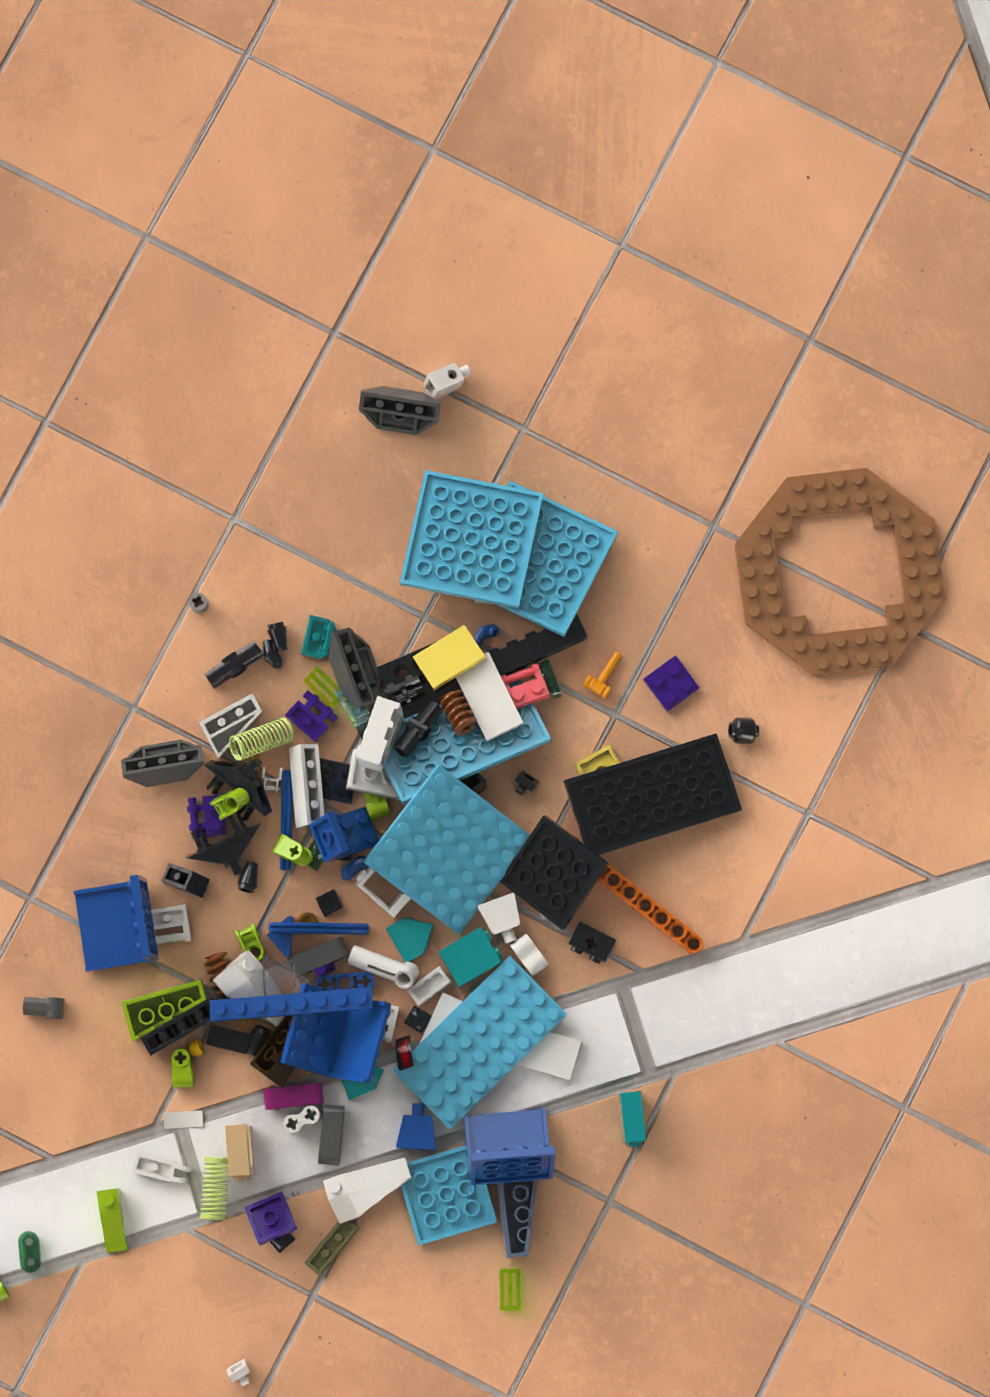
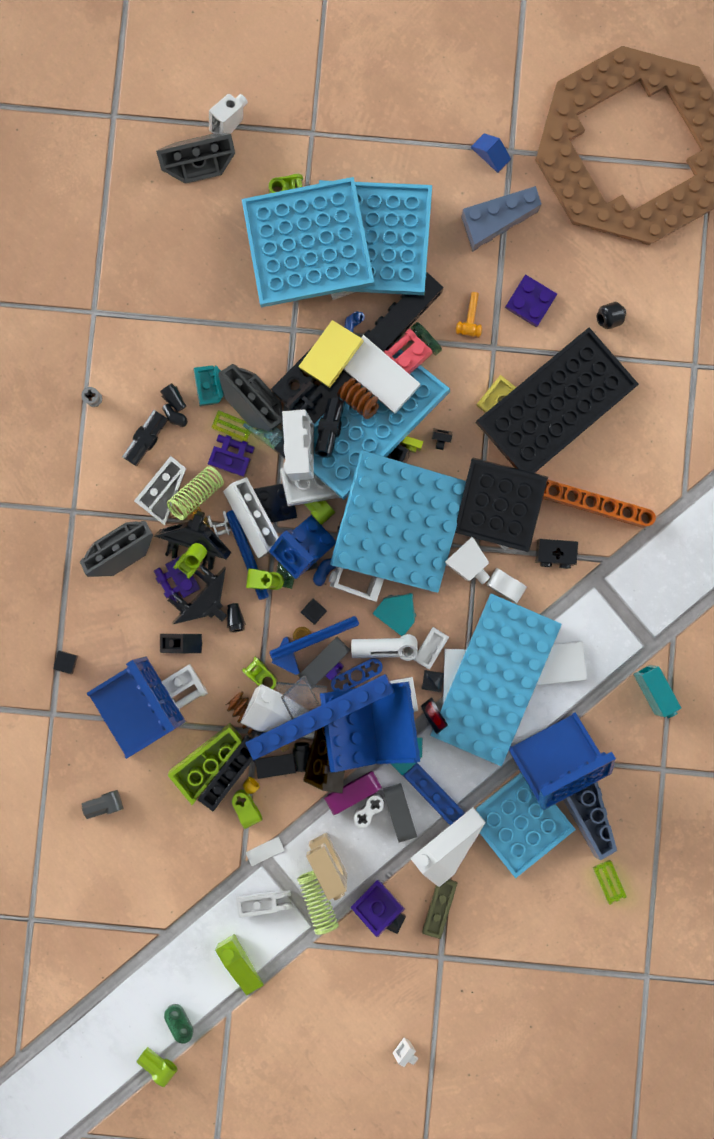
camera: 20 degrees left, 5 degrees up
(64, 852) = (65, 662): none -> black tile
(372, 1129) = (433, 794): none -> blue tile
(416, 1130) = (472, 778): blue torso -> none
(471, 956) = (457, 608): teal brick -> none
(477, 471) = (286, 182): none -> lime piece
(493, 777) = (412, 444): none -> neon yellow plate
(672, 587) = (498, 215): none -> sand blue wedge
(693, 520) = (492, 151): none -> blue slope

